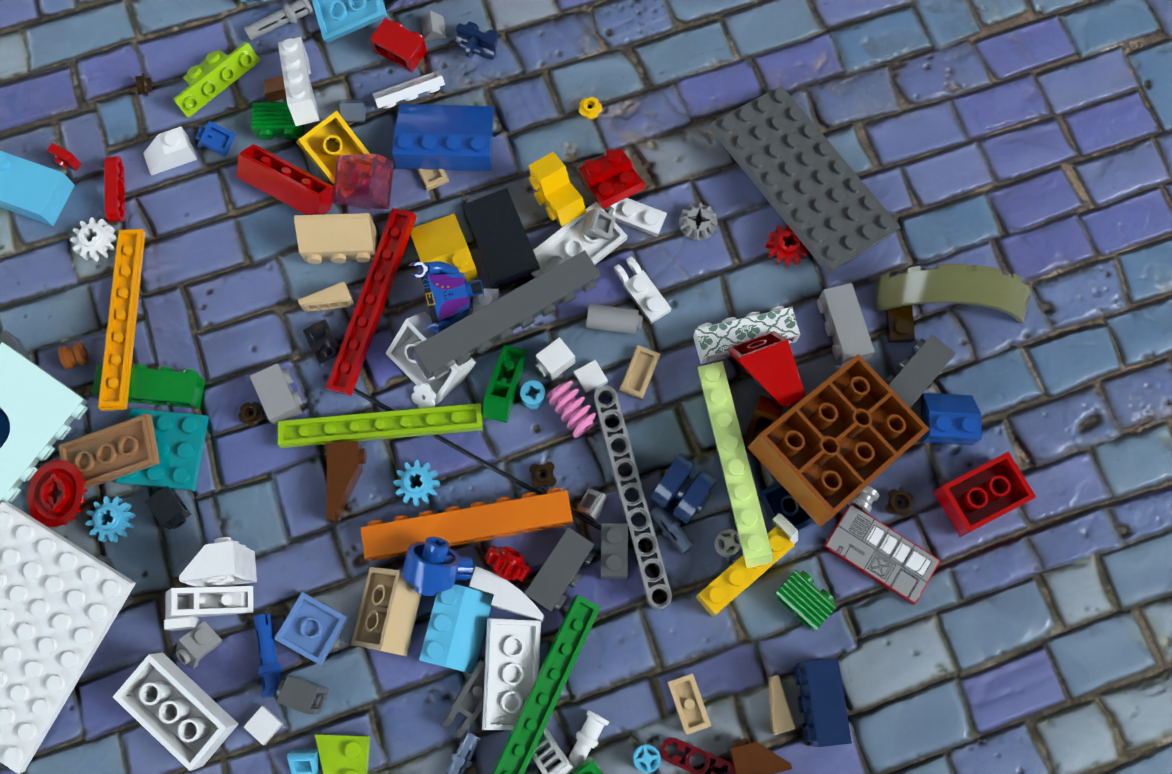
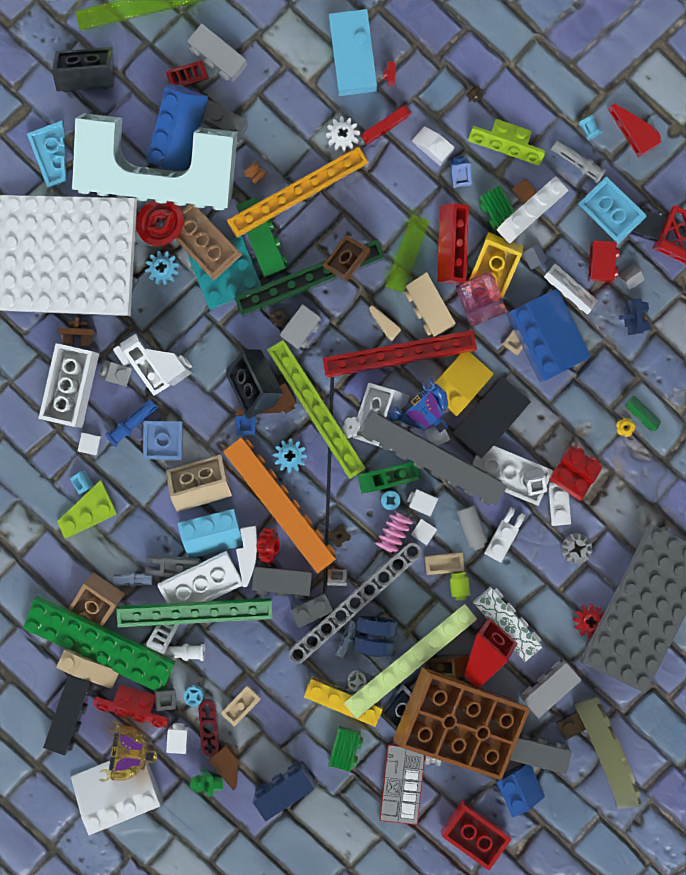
camera: 60 degrees right, 15 degrees up
(117, 663) = (68, 334): none -> reddish brown hips
(168, 508) = (189, 302): black brick -> none
(226, 294) = (346, 259): none -> reddish brown slope
(226, 356) = (297, 283): none -> dark green brick
(268, 239) = (407, 253): none -> clear neon green tile
(301, 695) = (118, 460): dark grey brick -> none
(304, 478) = (253, 382): none -> black slope
(322, 341) = (353, 335): black bracket -> none
(351, 517) = (245, 426): none -> blue plate
(434, 566) = (239, 502): blue piece -> none
(555, 190) = (544, 439): yellow brick -> none
(586, 85) = (643, 414): none -> green slope
(674, 366) = (459, 585): none -> lime brick
(780, 714) = (265, 765): tan slope -> none
(787, 528) = (384, 715): white tile -> none
(906, 500) = (447, 784): dark brown plate -> none

